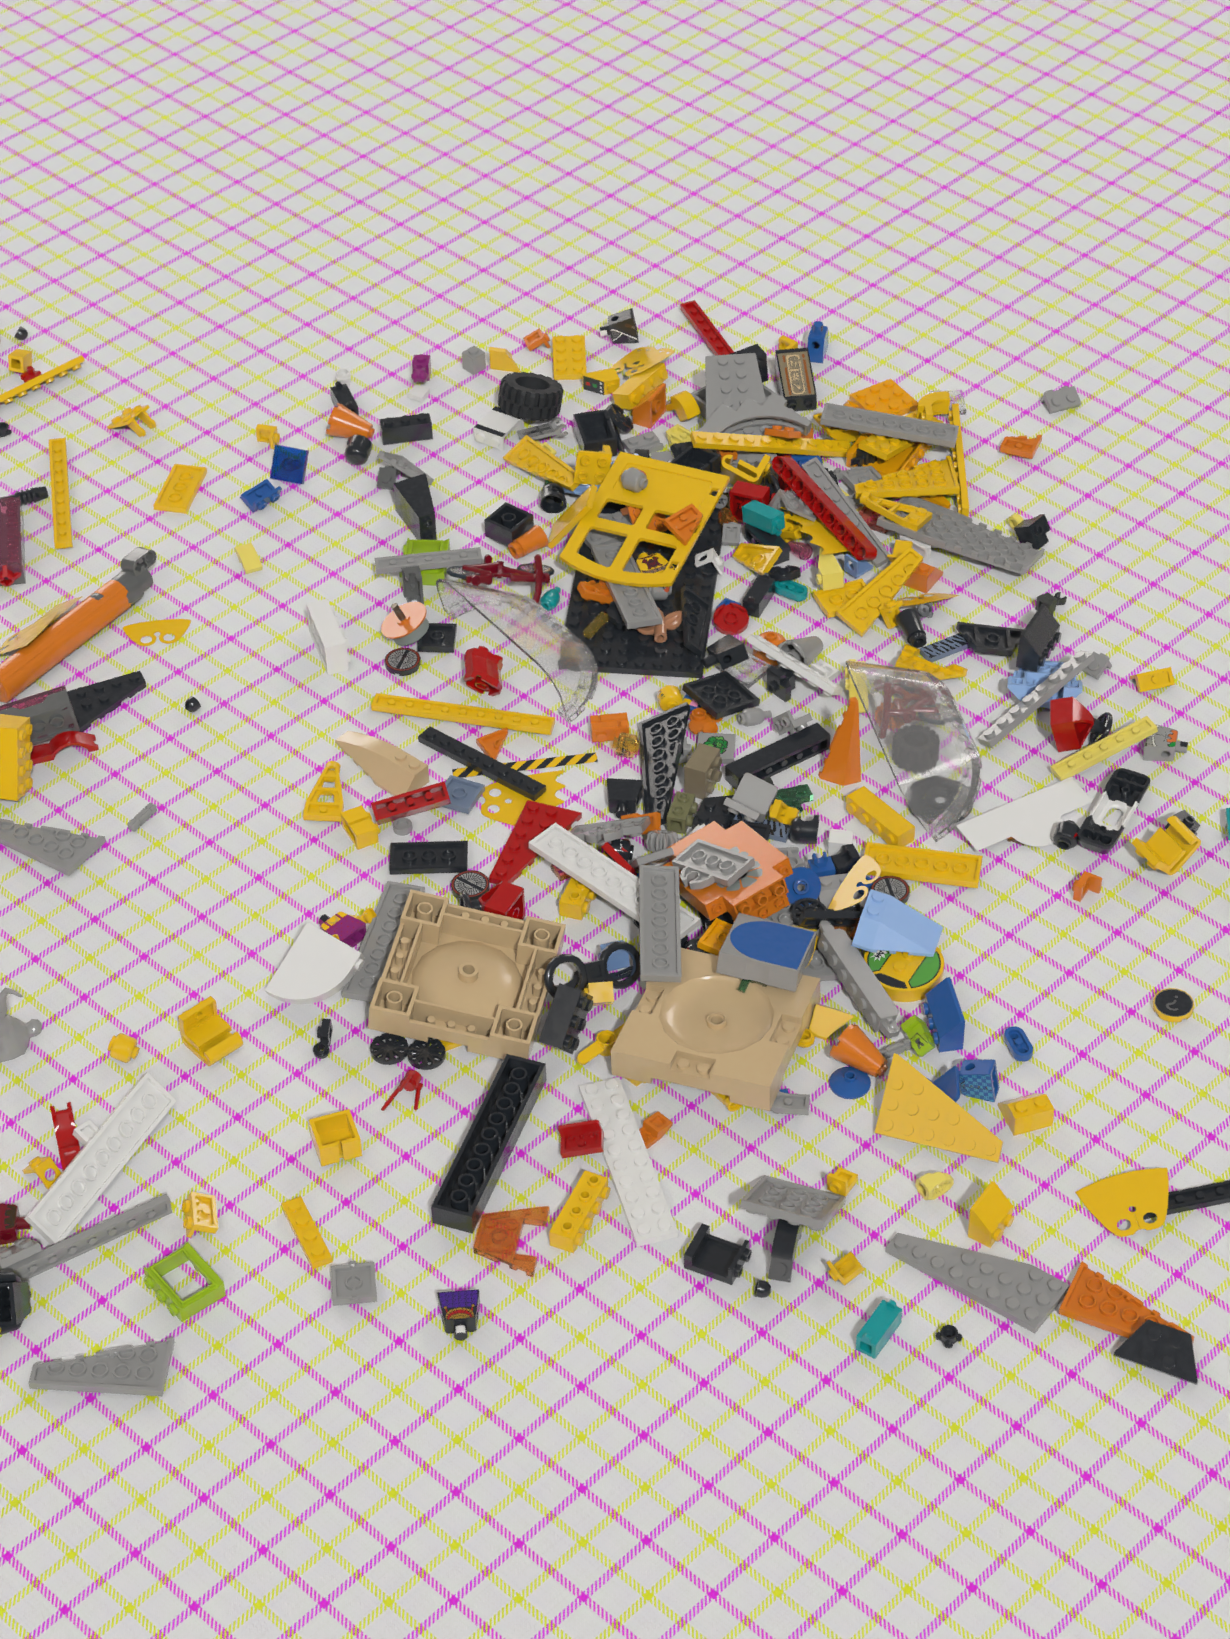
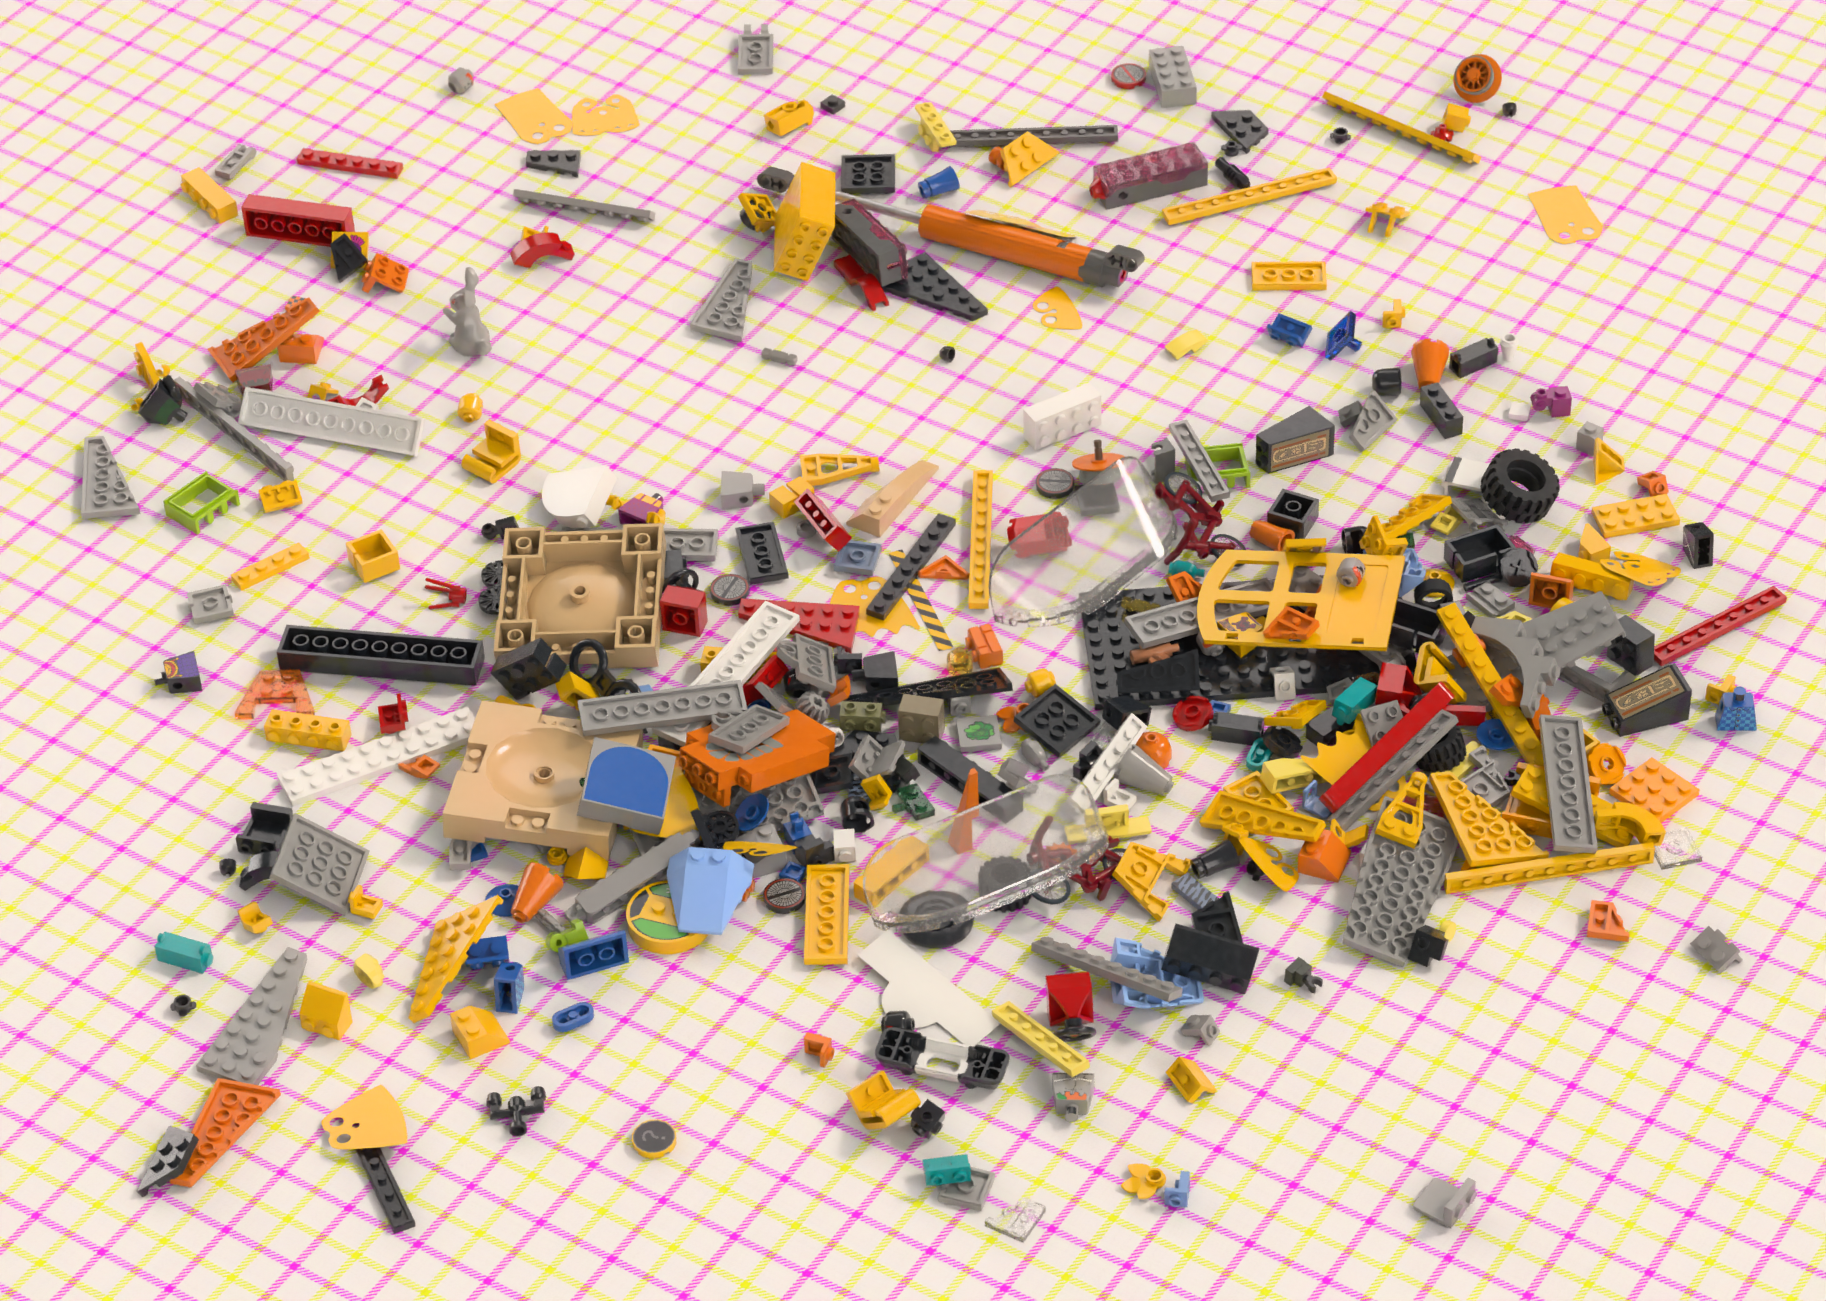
camera: 80 degrees right, 0 degrees up
(172, 331) = (1564, 205): none -> yellow piece
(332, 863) = (738, 490): none -> light grey torso
(603, 815) = (847, 662): none -> black bracket
(1127, 1092) = (516, 1109): none -> black piece

